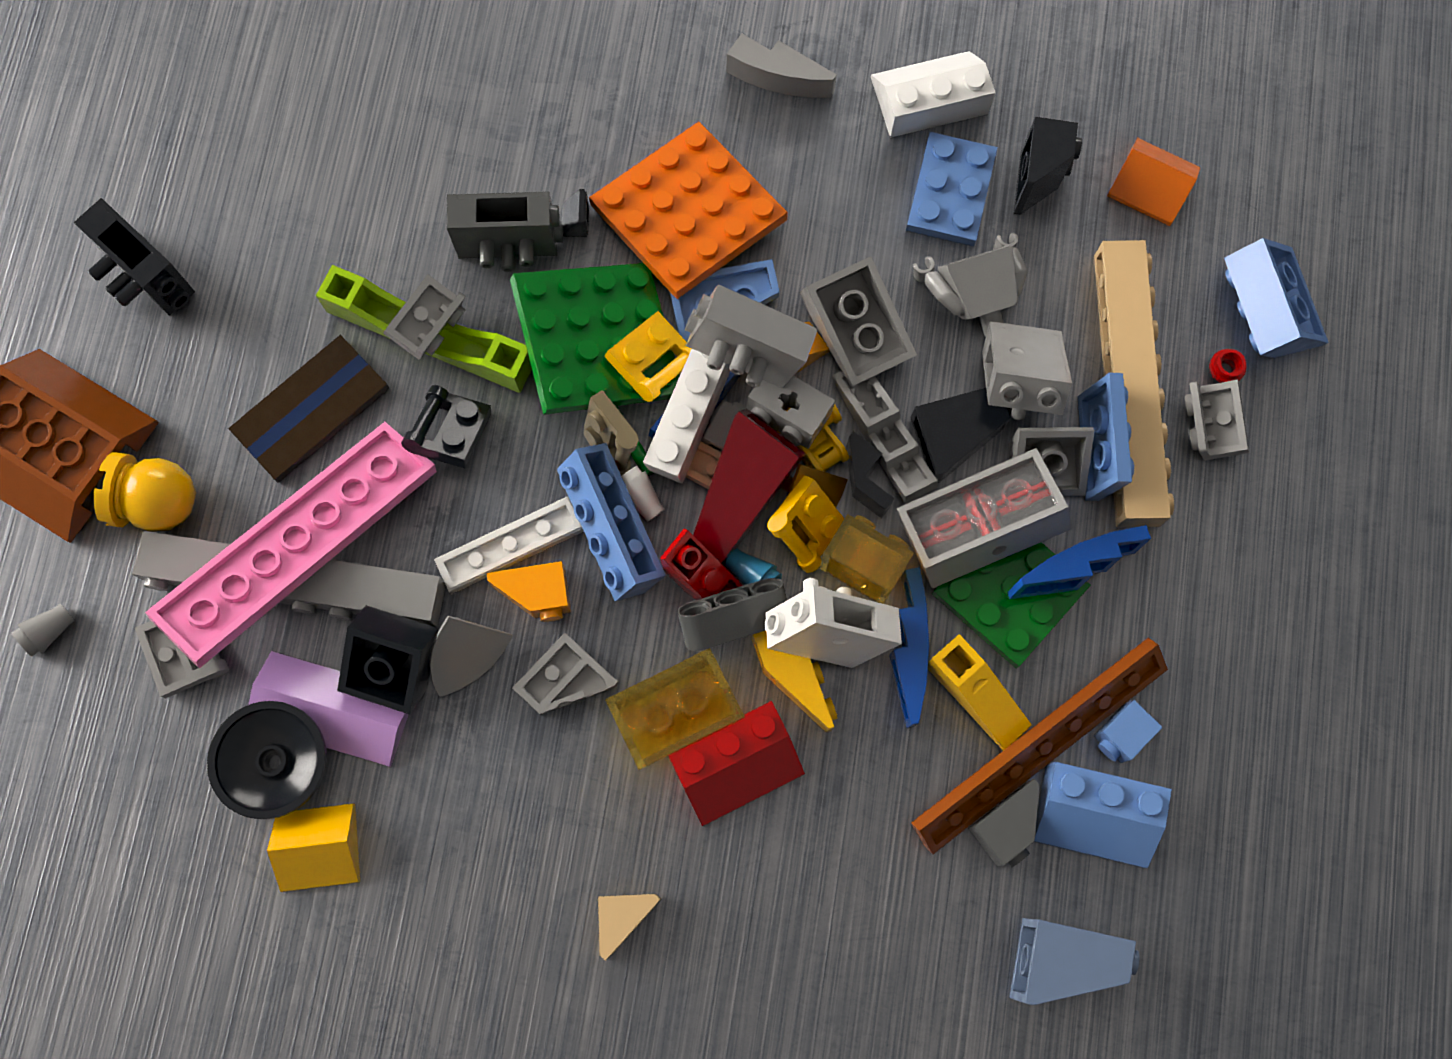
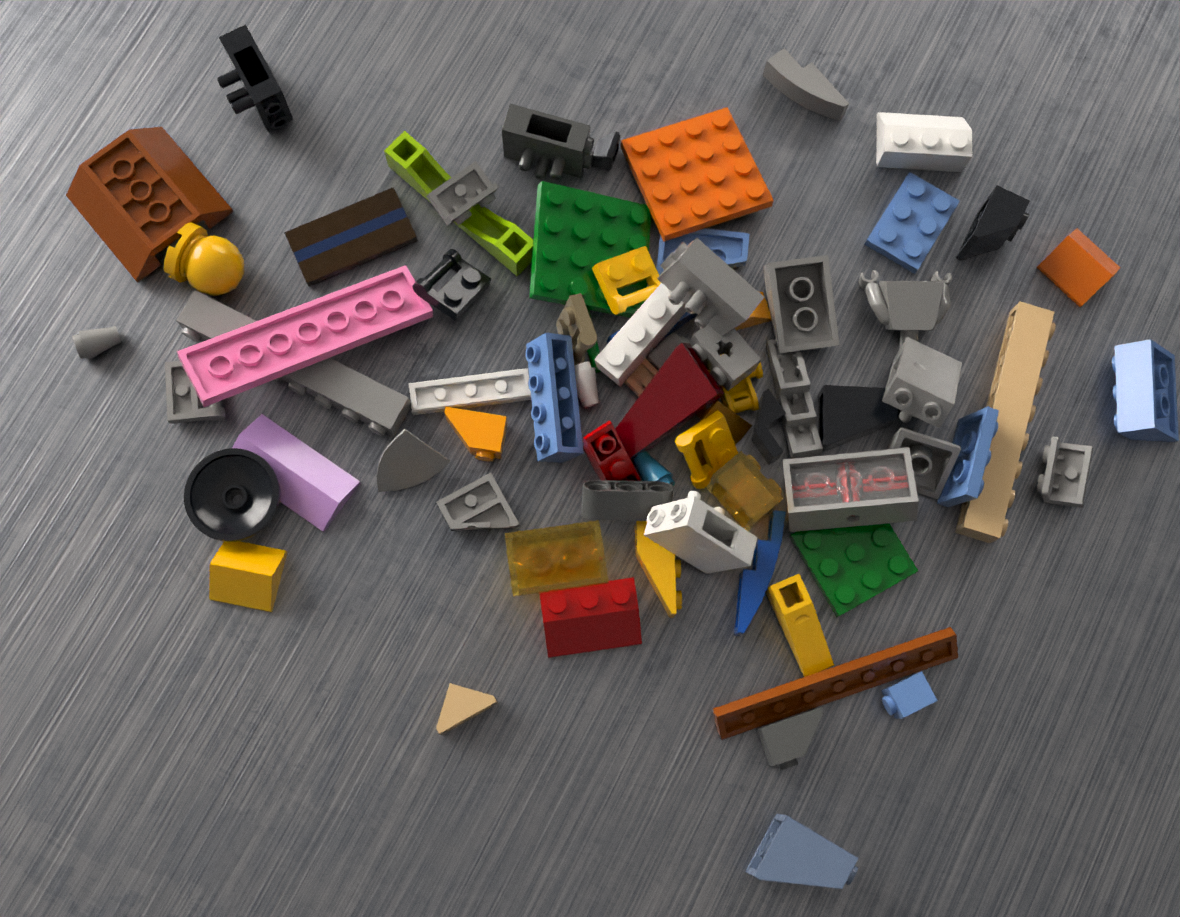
camera: 15 degrees right, 0 degrees up
(386, 659) = (347, 448): black brick -> none
(1077, 564) = (910, 550): blue slope -> none
(1101, 814) = (865, 753): medium blue slope -> none
(1233, 359) = (1094, 427): red plate -> none

